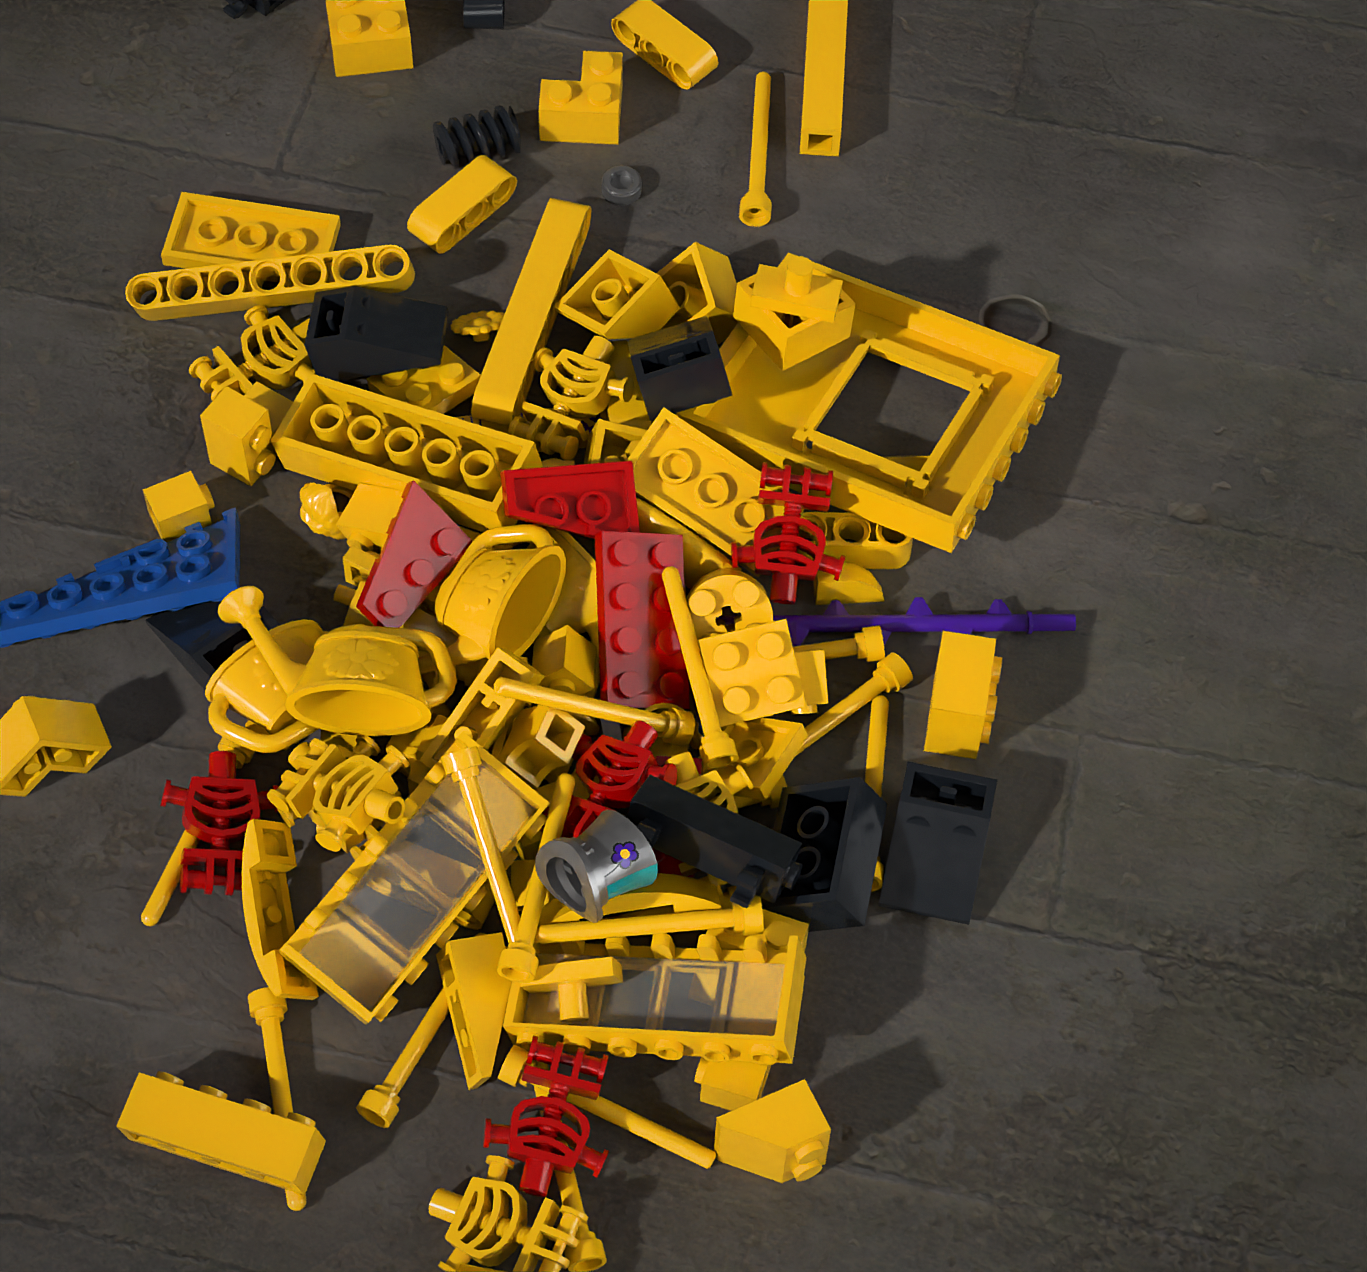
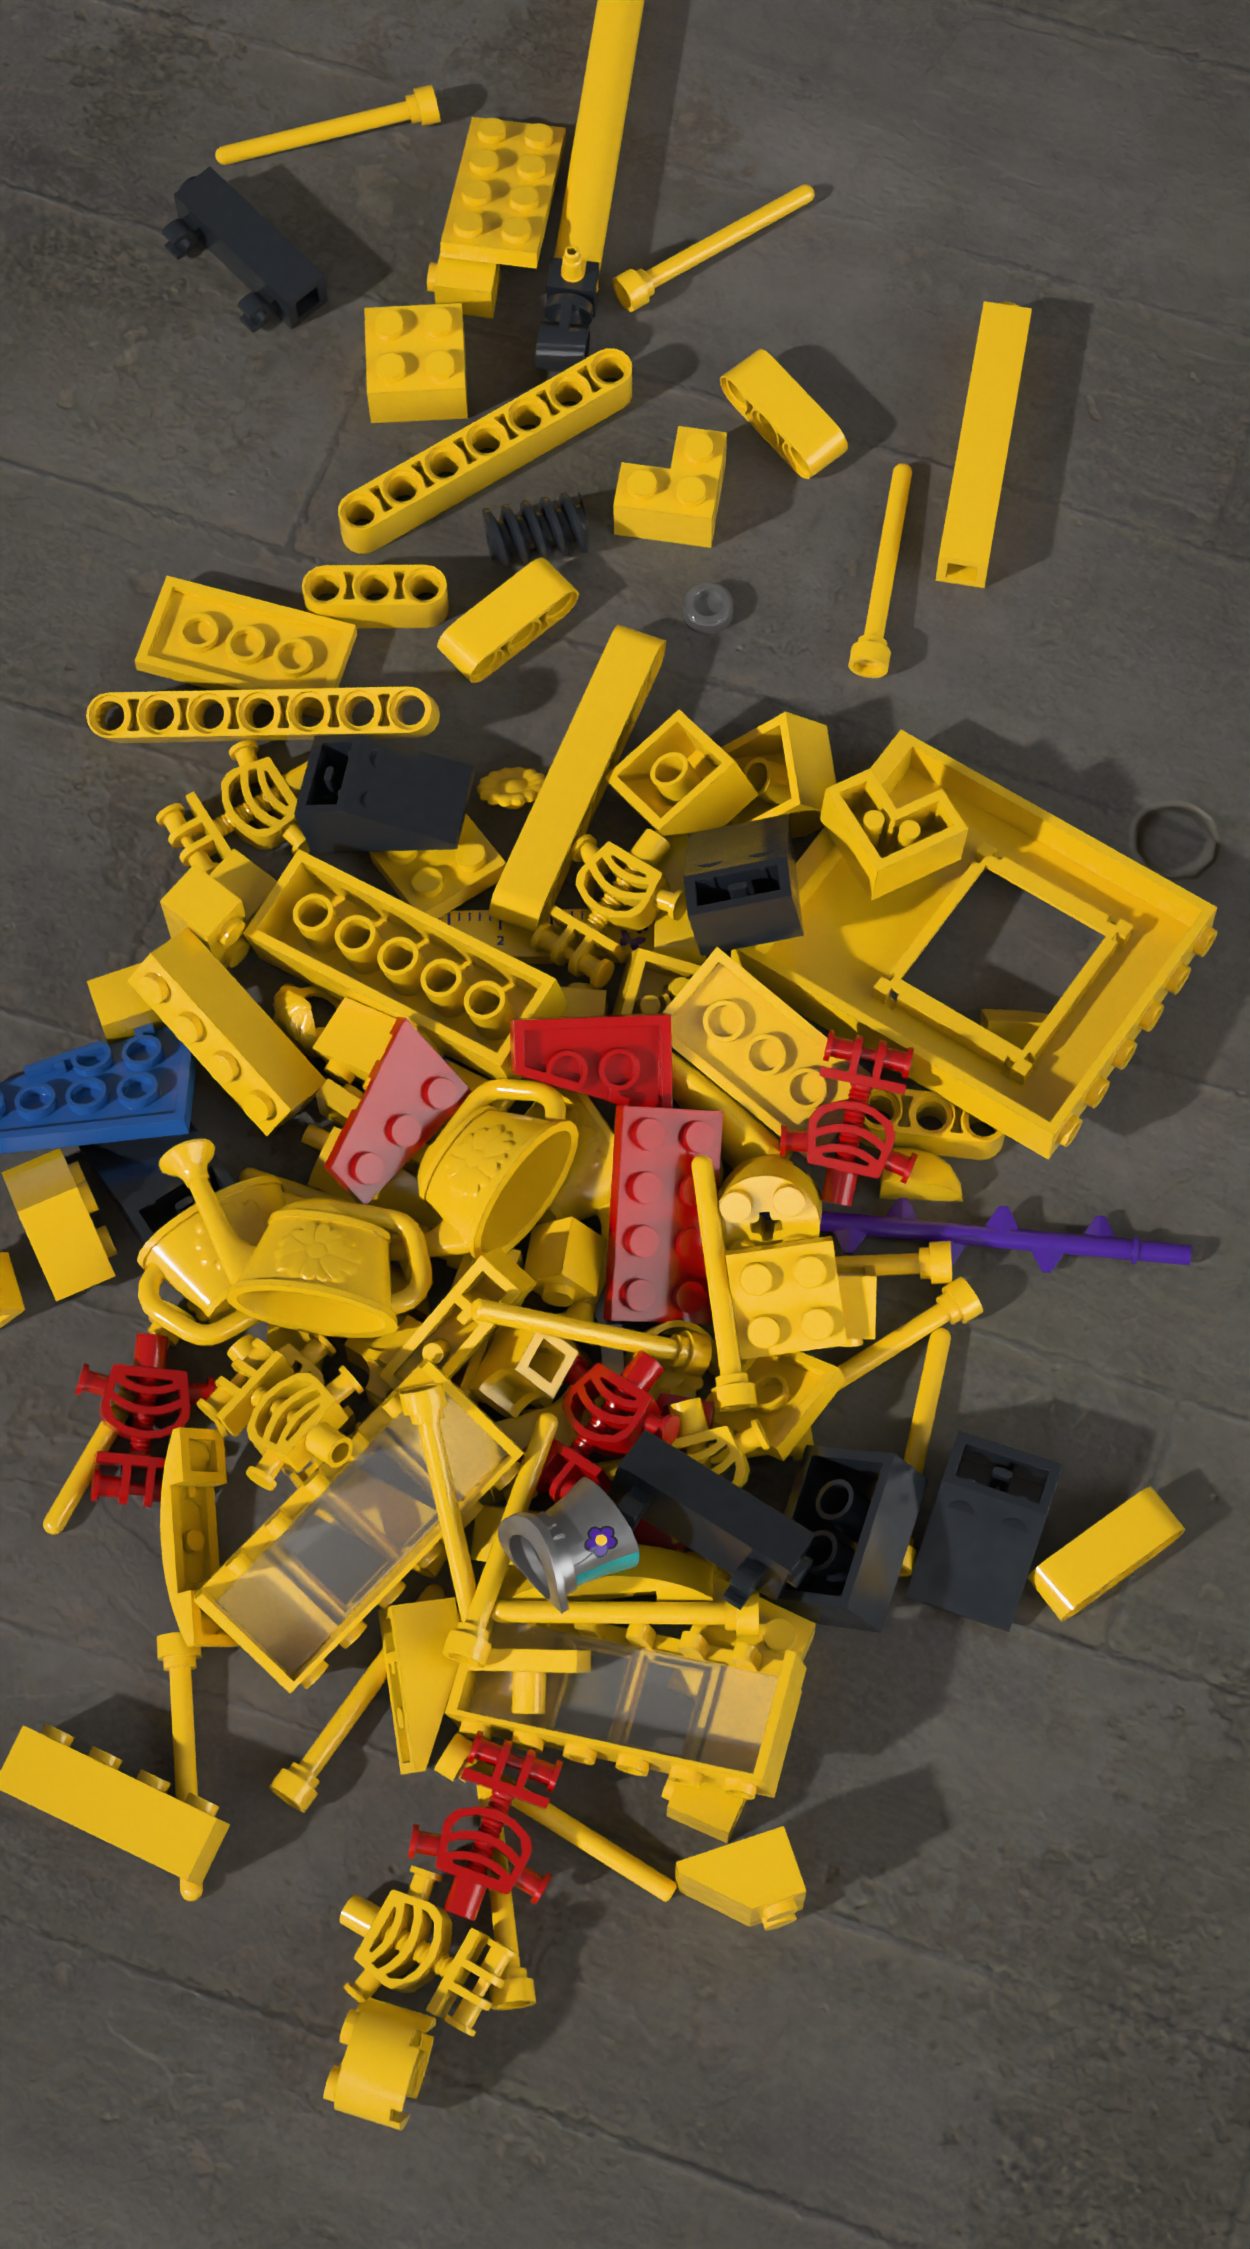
camera: 10 degrees right, 10 degrees up
(133, 669) = (55, 1213): none -> yellow brick
(263, 515) = (227, 1031): none -> yellow brick
(356, 192) = (396, 610): none -> yellow beam
(429, 86) = (477, 470): none -> yellow beam
(796, 290) = (896, 810): yellow tile -> none
(963, 695) = (1038, 1335): yellow brick -> none
(1040, 853) = (1106, 1553): none -> yellow beam

